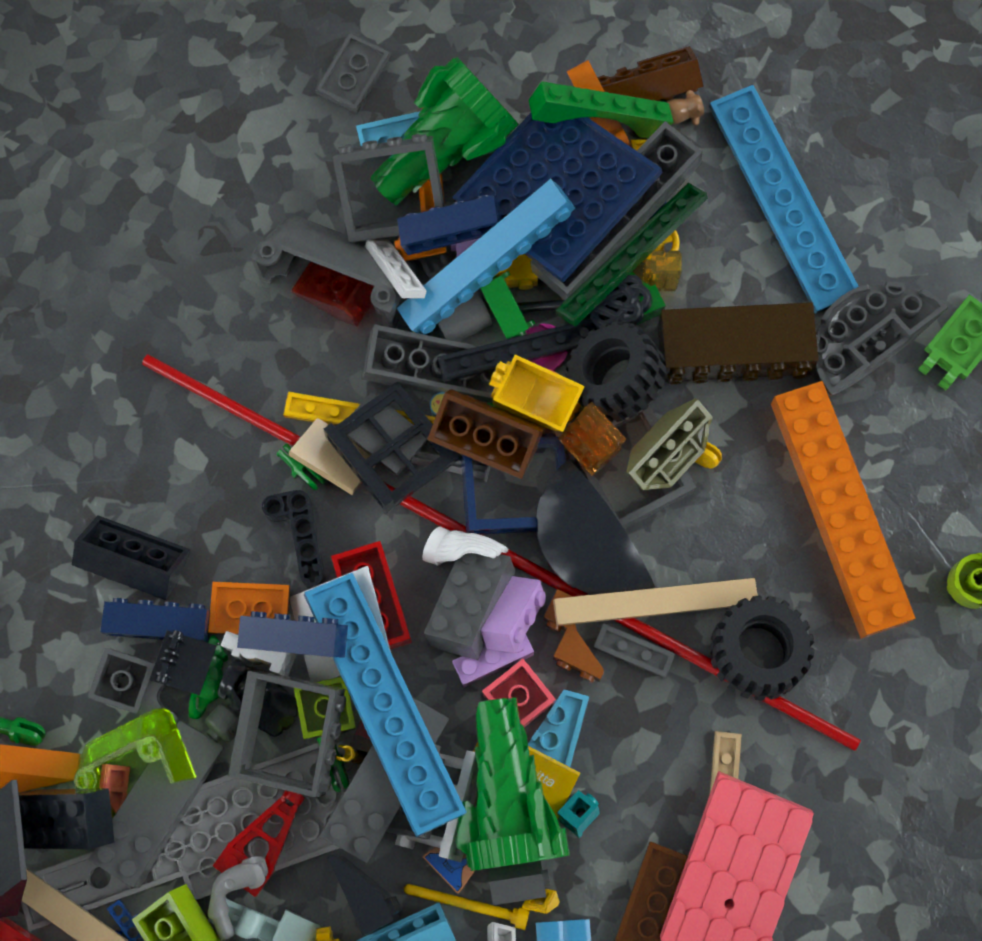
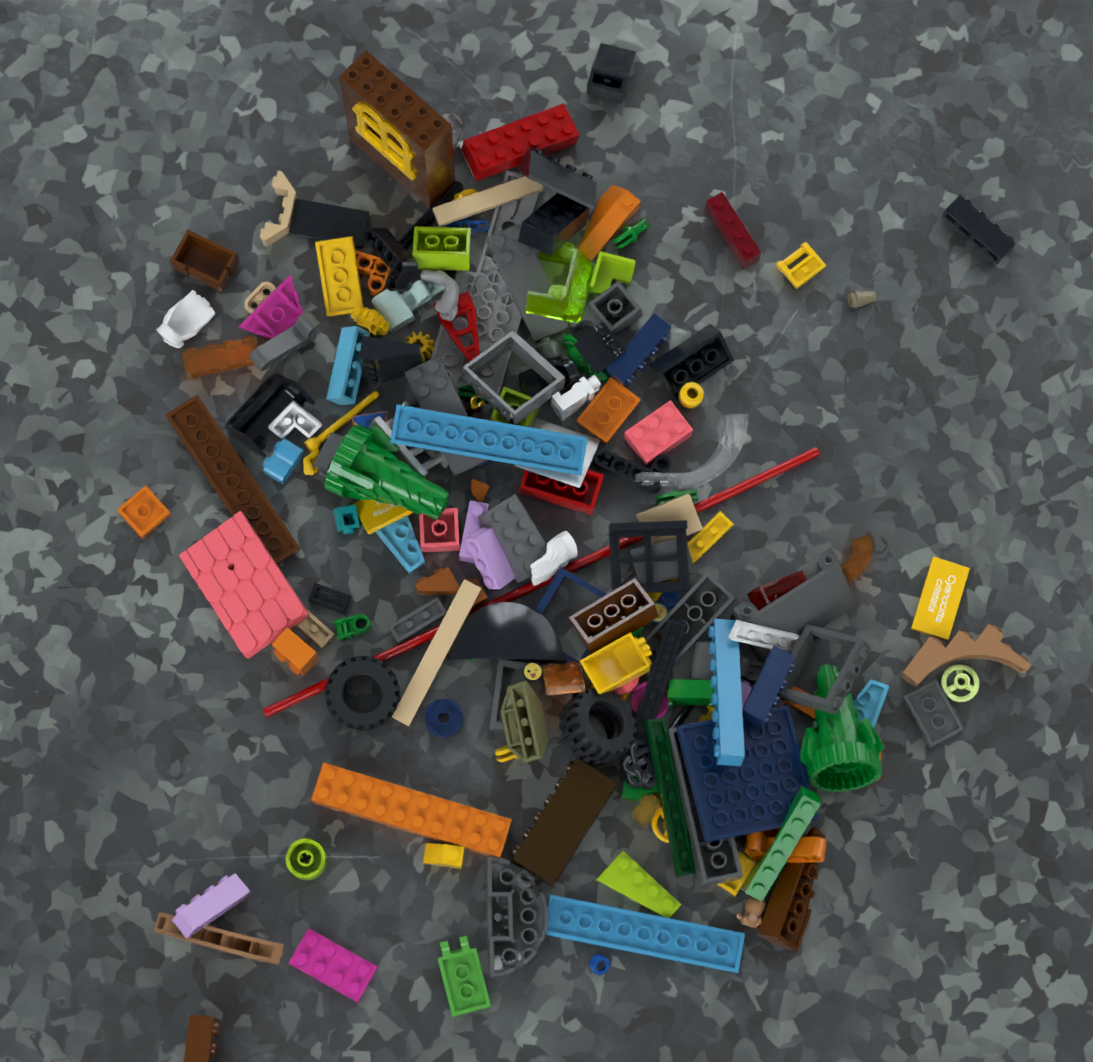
camera: 120 degrees right, 0 degrees up
(76, 724) = (610, 268): none -> lime panel
(116, 779) = (556, 267): coral tile -> none
(171, 529) = (691, 395): none -> yellow head
(225, 139) = (940, 598): none -> yellow tile
(237, 239) = (859, 559): none -> clear orange brick
(239, 450) = (726, 452): none -> clear arch
(240, 535) = (658, 433): none -> coral brick
(290, 104) = (987, 646): none -> medium nougat arch
(292, 636) = (565, 412): dark blue brick -> none
(301, 56) = (960, 676): none -> yellowish green piece
(310, 876) = (426, 344): none -> yellow gear
(421, 399) = (670, 600): none -> blue plate
(440, 688) = (479, 490): none -> orange tile
(605, 481) = (532, 672): none -> light yellow tile
(673, 745) = (340, 610): none -> black tile
(696, 718) = (350, 627): none -> green piece
(707, 557) = (443, 707): none -> dark blue plate
(739, 237) = (635, 883): none -> lime wing
(772, 756) = (295, 652): none -> orange brick
(842, 226) = (595, 960): none -> blue piece
(861, 443) = (444, 855): none -> yellow slope

